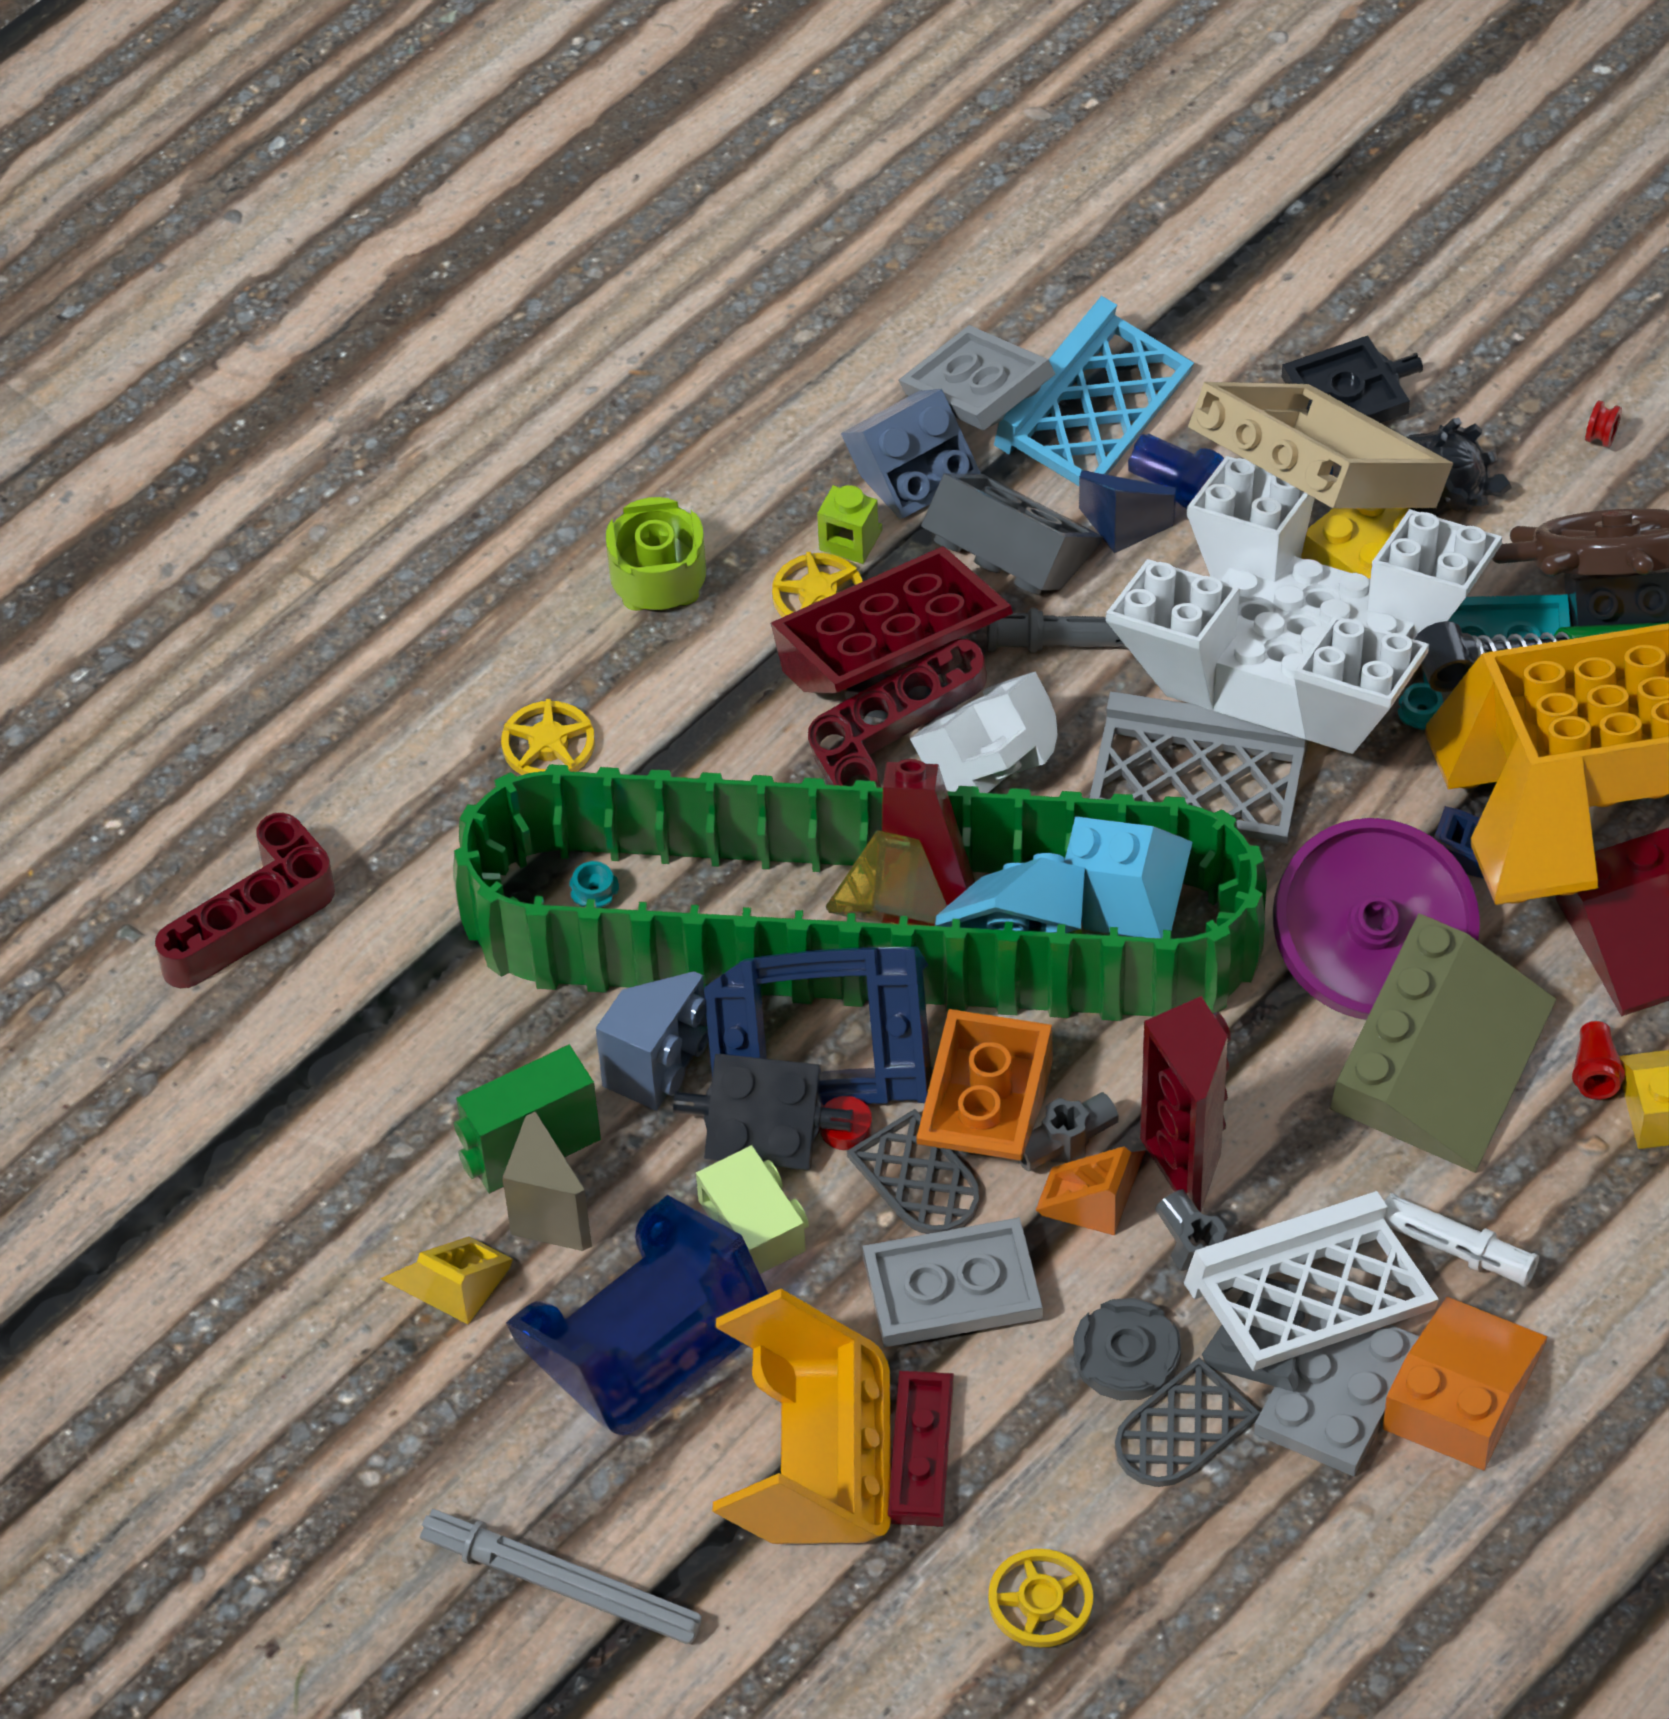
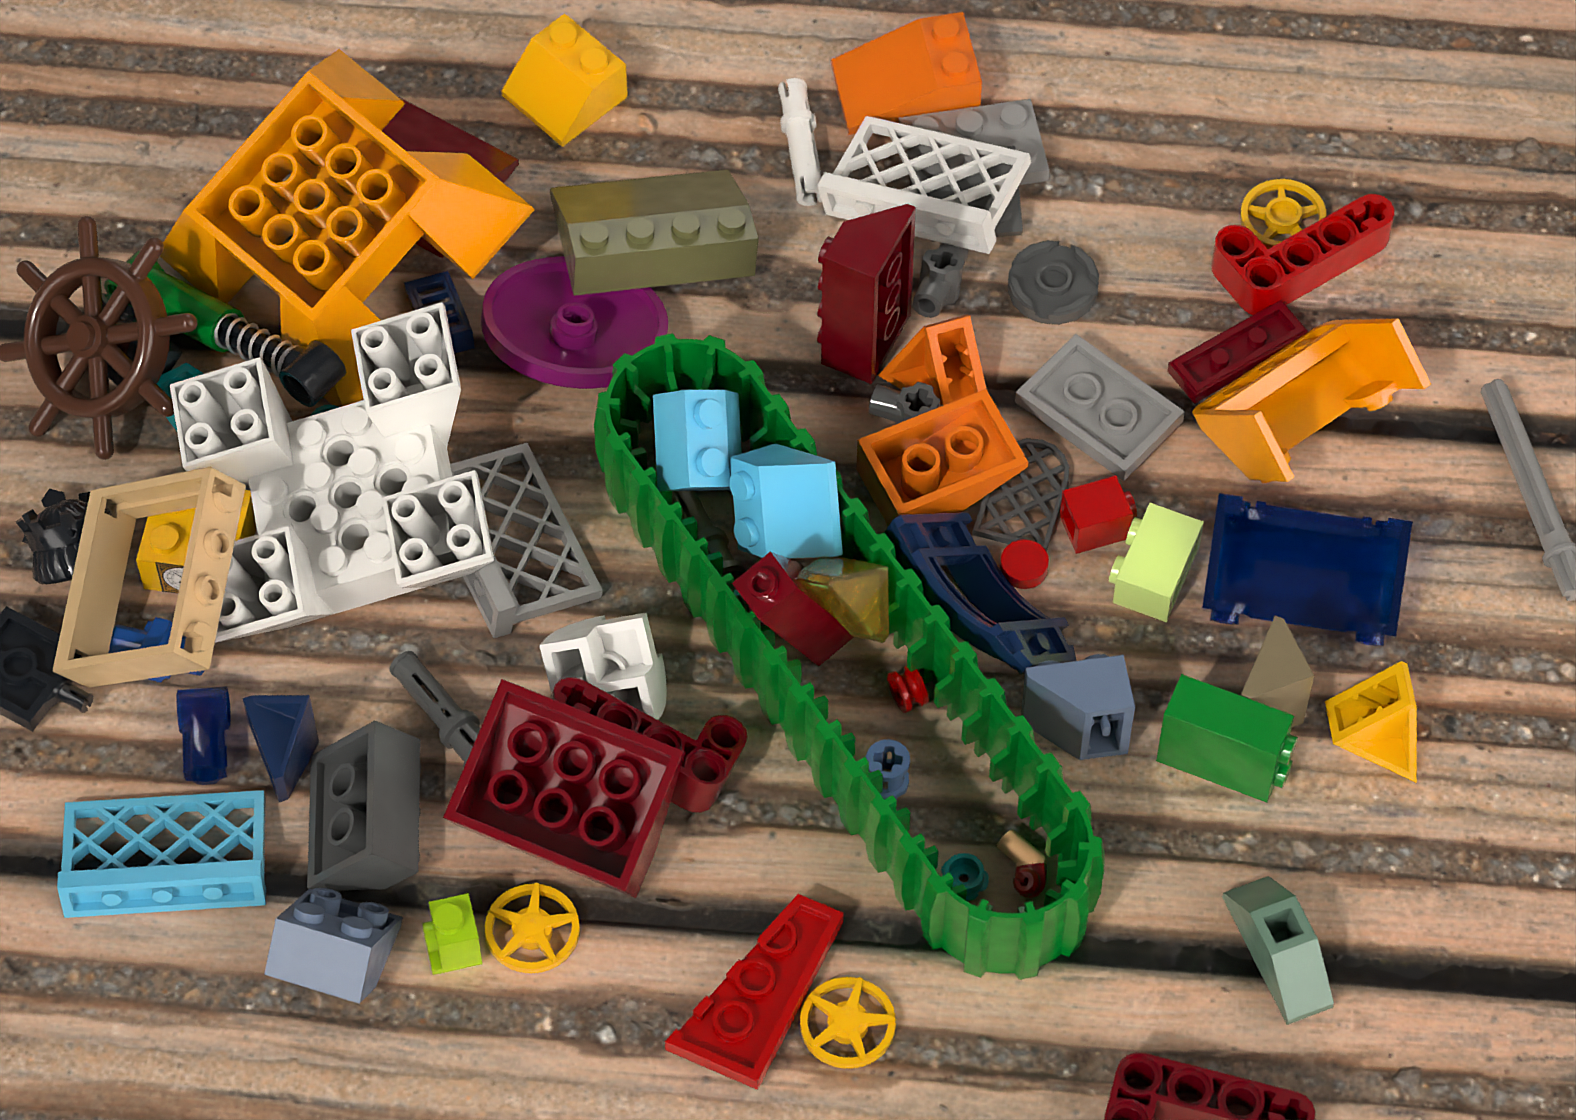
camera: 130 degrees left, 5 degrees up
(329, 1046) = (1282, 947): none -> sand green slope
(618, 689) = (754, 1006): none -> red wing
(656, 555) = (628, 1057): lime brick -> none
(732, 881) = (898, 777): none -> medium blue bush
(764, 1106) = (1072, 601): black plate -> none
(840, 1197) = (1097, 514): none -> red brick
(970, 1576) = (1356, 229): none -> red beam
(980, 376) = (223, 927): light grey plate -> none
(1198, 1367) = (1095, 195): dark grey window -> none
(1597, 1064) = (581, 142): red cone -> none

